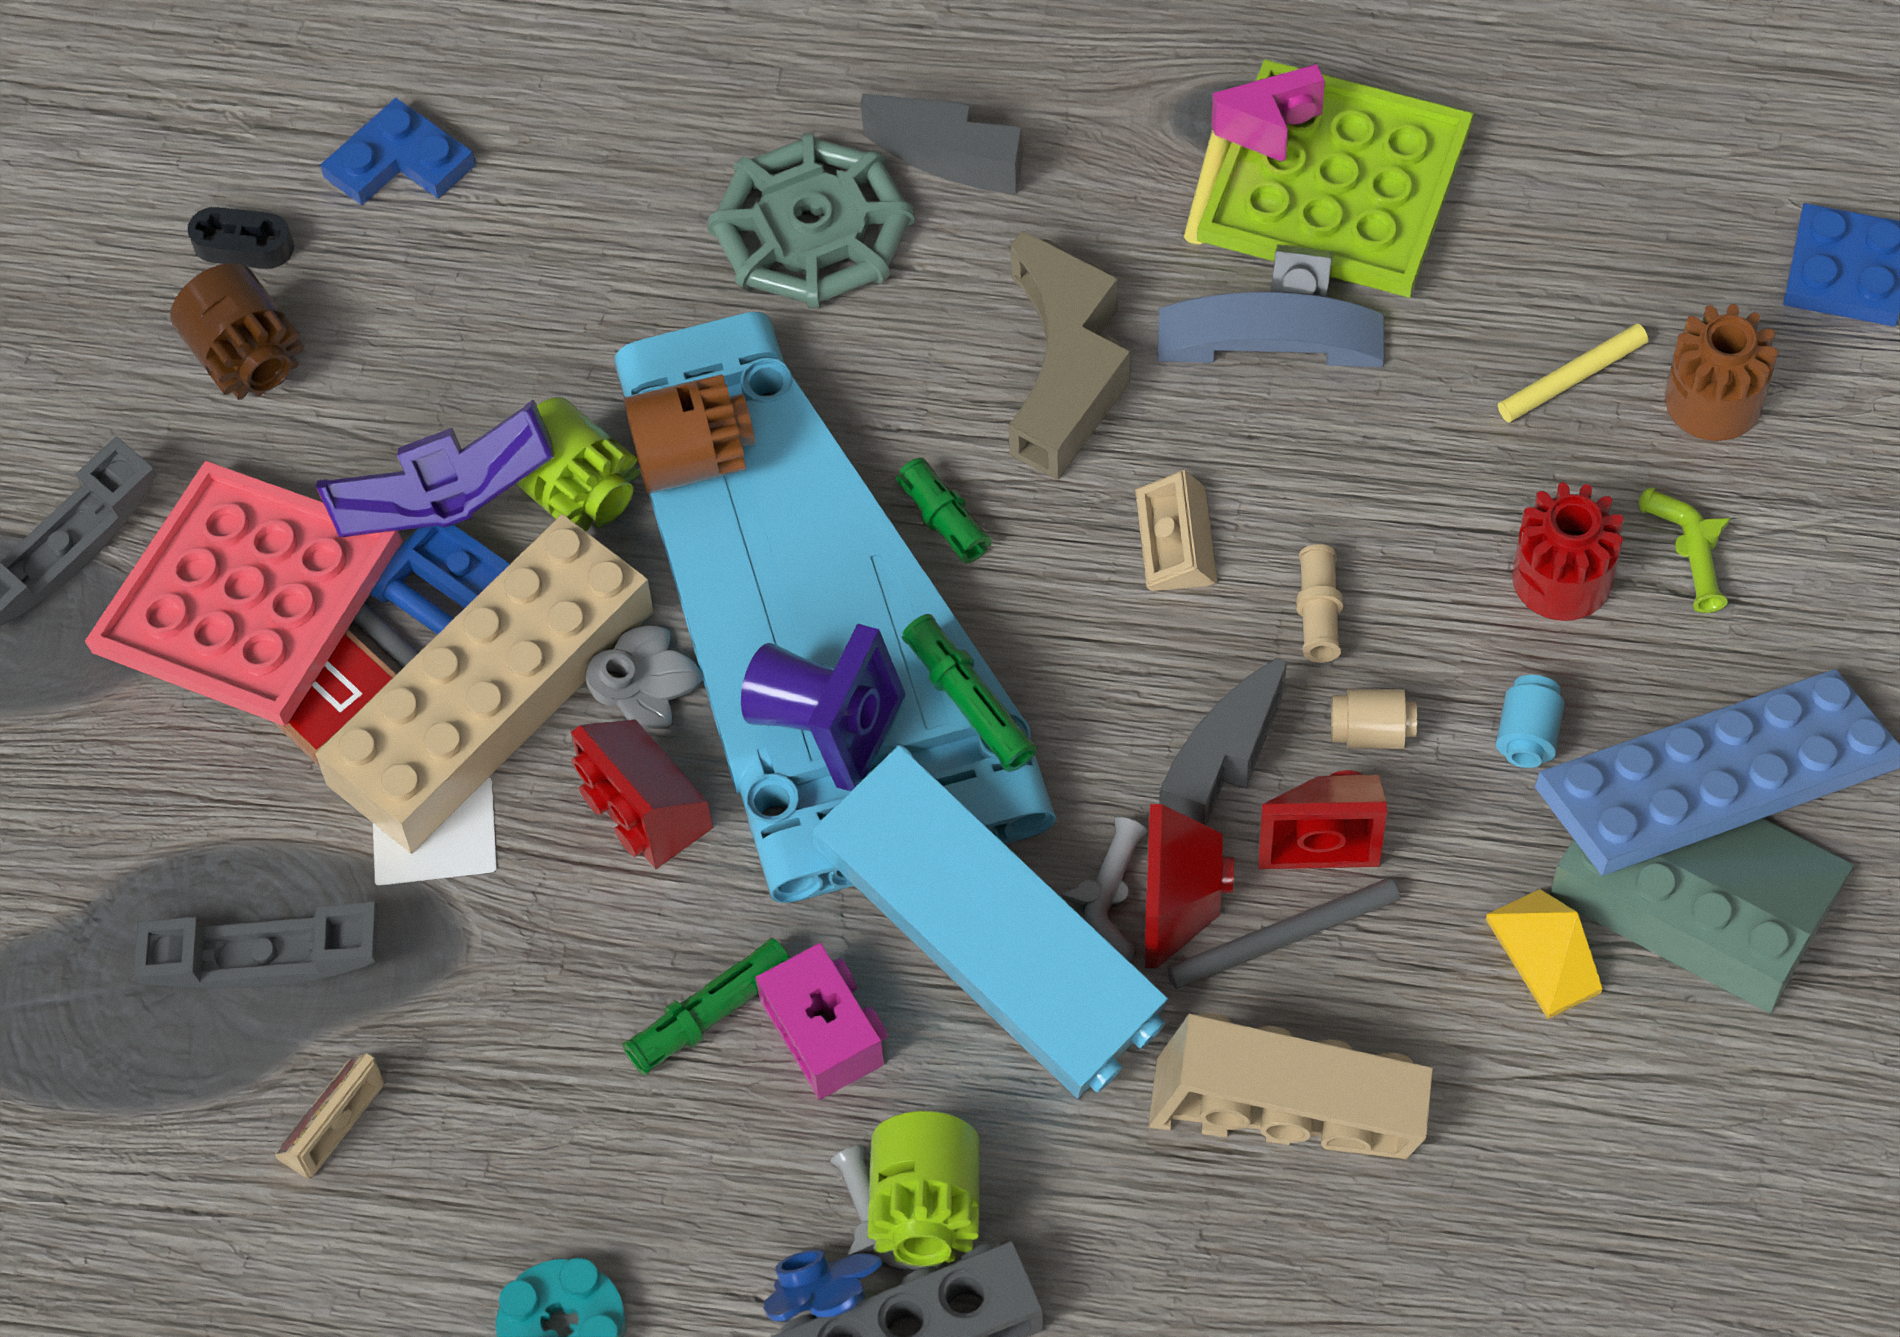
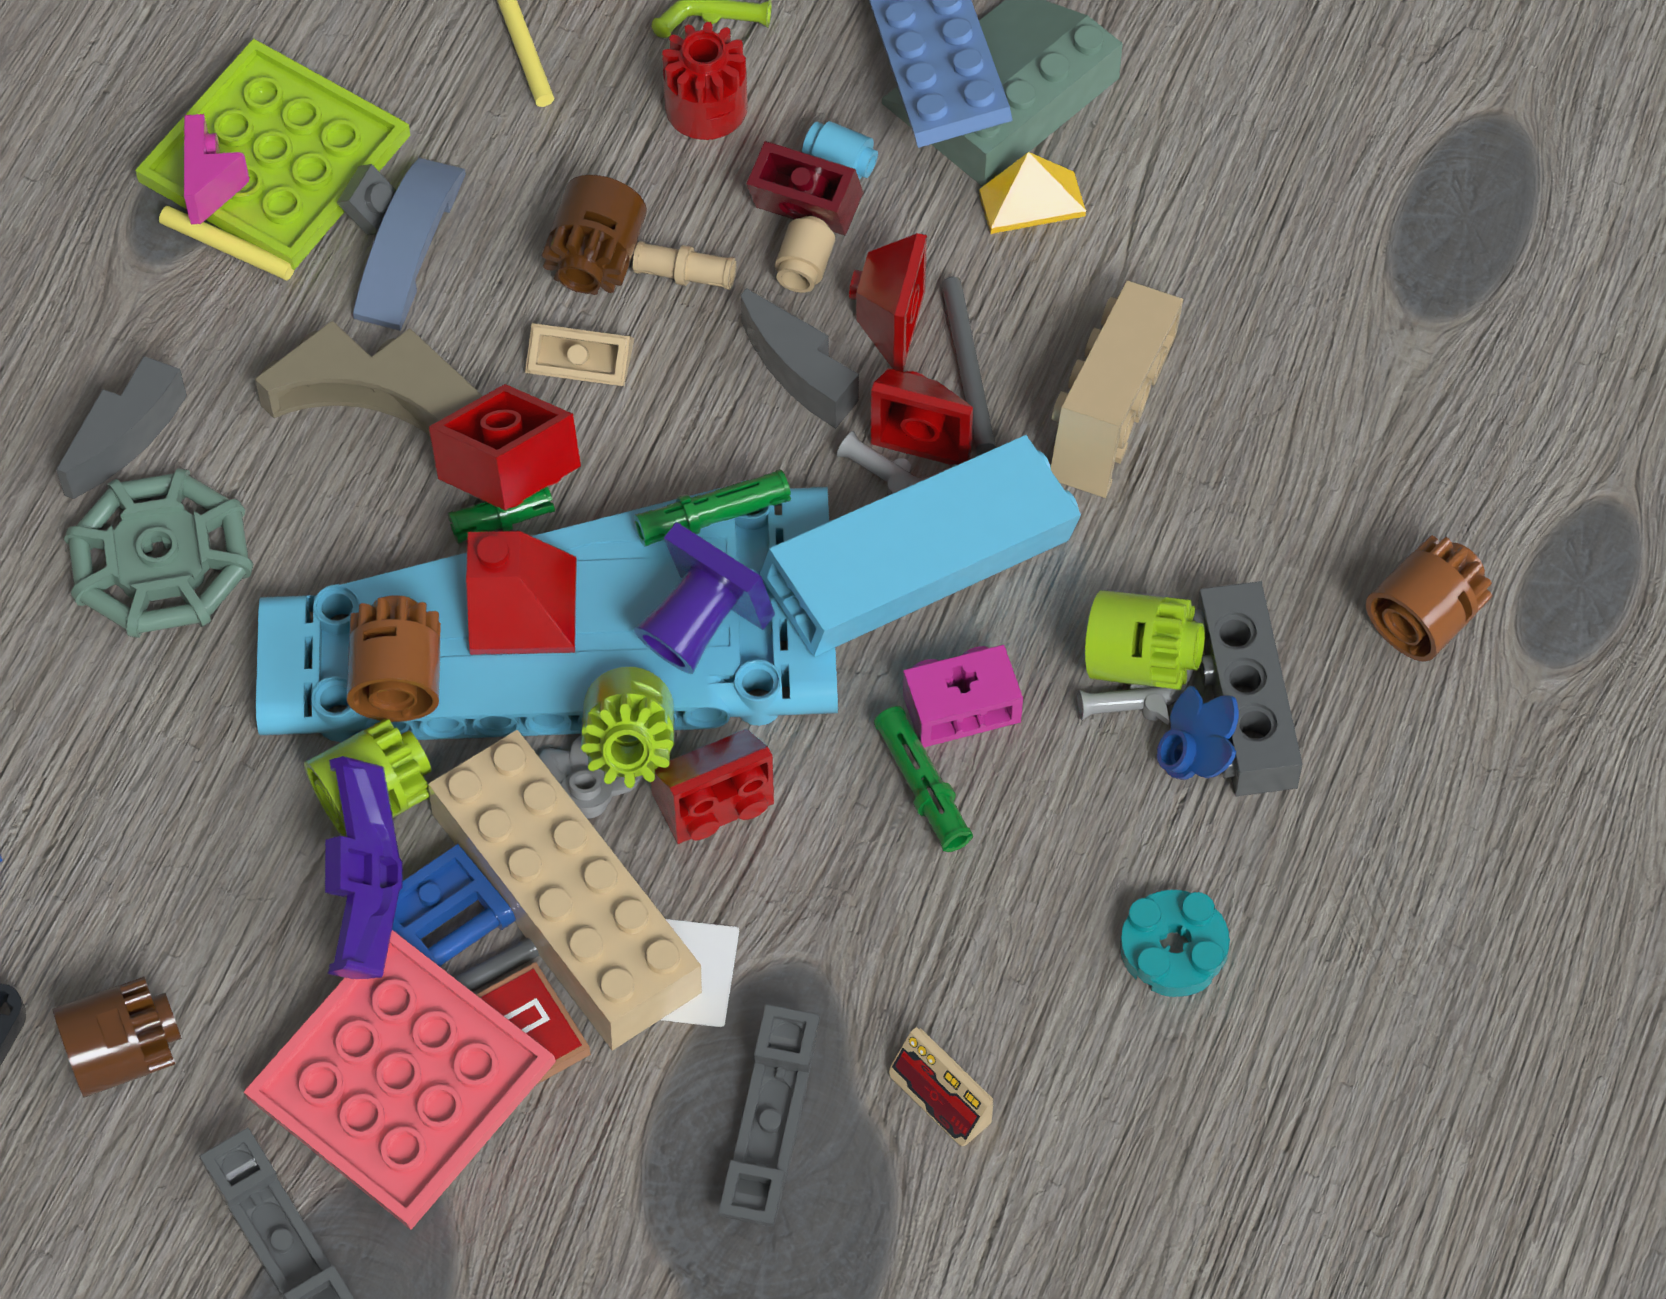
camera: 80 degrees left, 0 degrees up
(665, 676) = (628, 724): none -> lime gear
(807, 535) = (519, 595): none -> red slope
(997, 476) = (505, 446): none -> red brick
(1312, 495) = (594, 234): none -> reddish brown gear
(1453, 692) = (803, 186): none -> dark red brick

